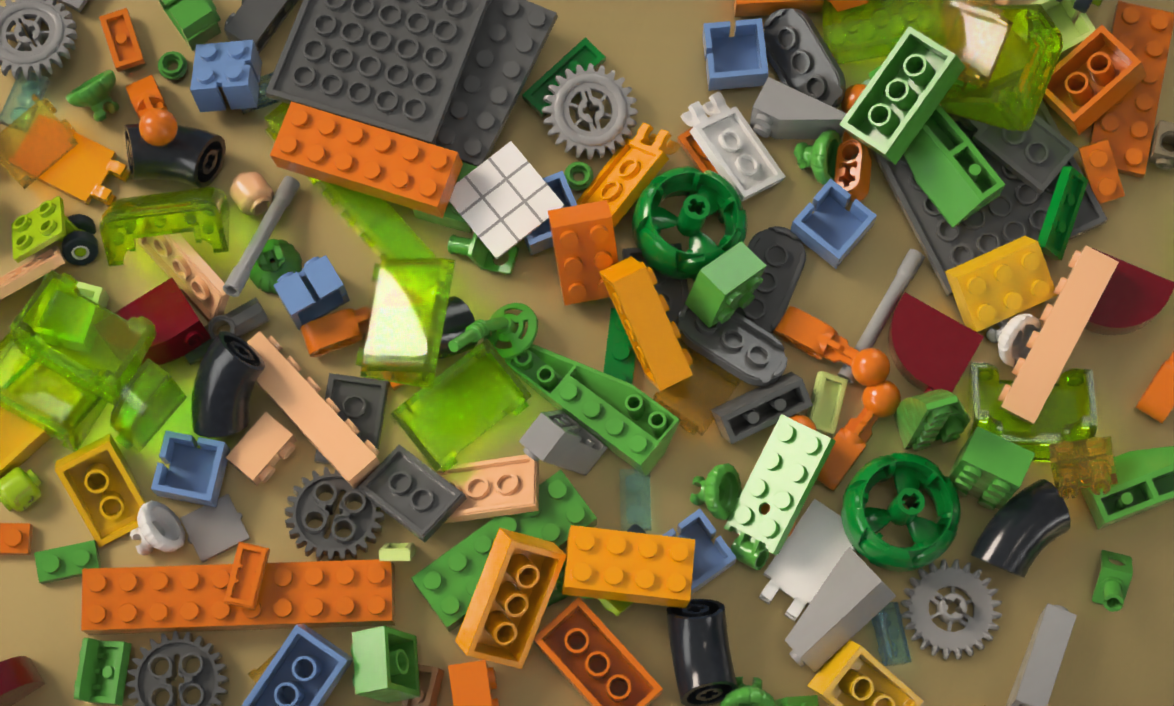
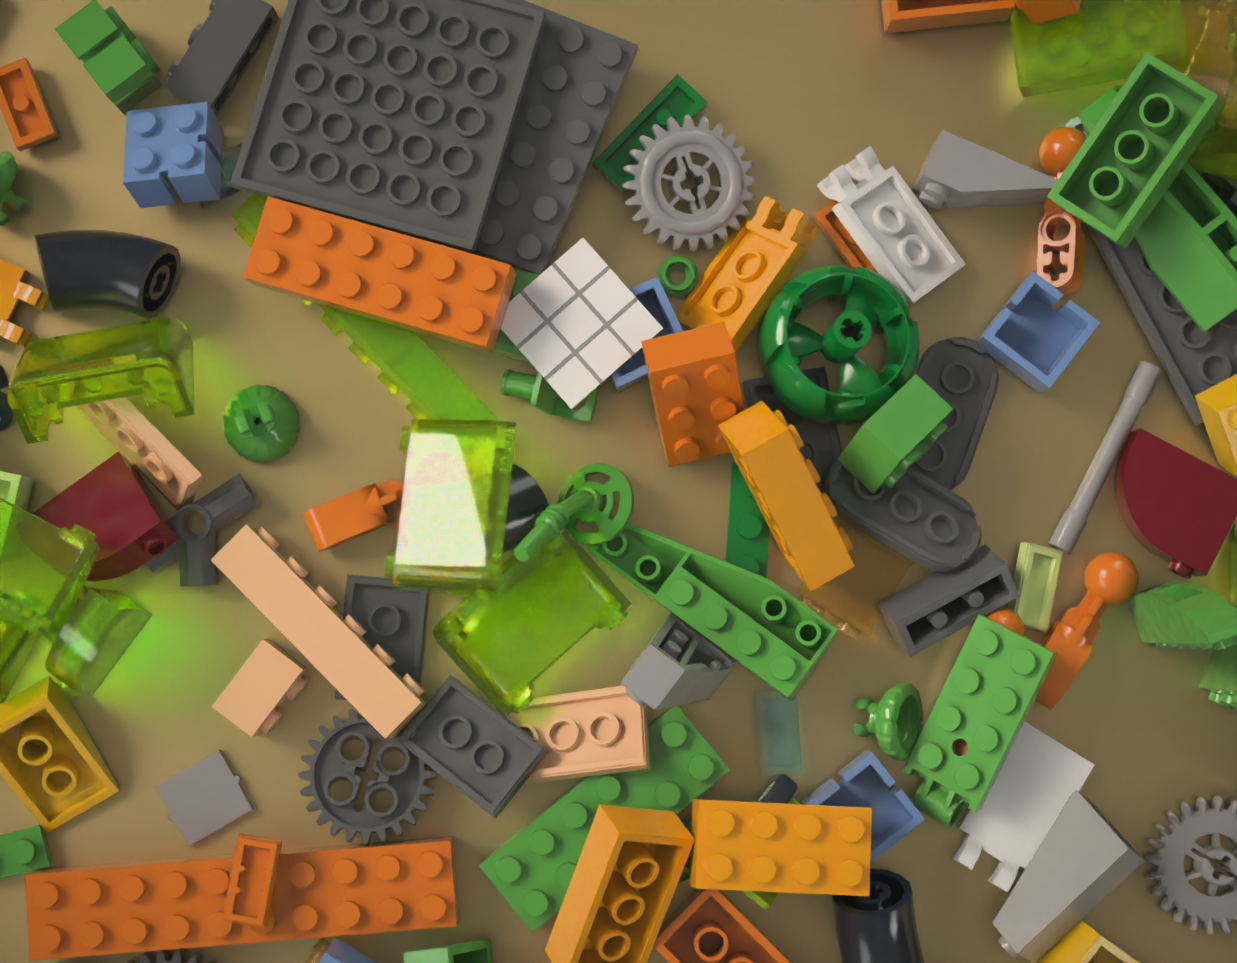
camera: 10 degrees left, 10 degrees up
(156, 123) = (63, 192): orange beam -> none
(157, 529) = (127, 808): white hair -> none
(168, 59) = (89, 130): bright green plate -> none
(193, 472) = (168, 726): medium blue piece -> none
(224, 386) = (204, 611): black brick -> none
(241, 272) = (215, 446): light grey piece -> none
(251, 193) = (221, 323): light nougat head -> none
(312, 291) = (314, 464): medium blue piece -> none
(397, 552) = (457, 829): yellowish green tile -> none
(737, 59) = (892, 96): medium blue piece -> none
(803, 57) = (985, 93): dark grey tile -> none
(820, 155) = (1014, 236): bright green hair -> none
(822, 341) = (1093, 536): orange beam -> none
(891, 636) = (1136, 912): clear light blue plate -> none
(911, 478) = (1189, 771): green wheel -> none

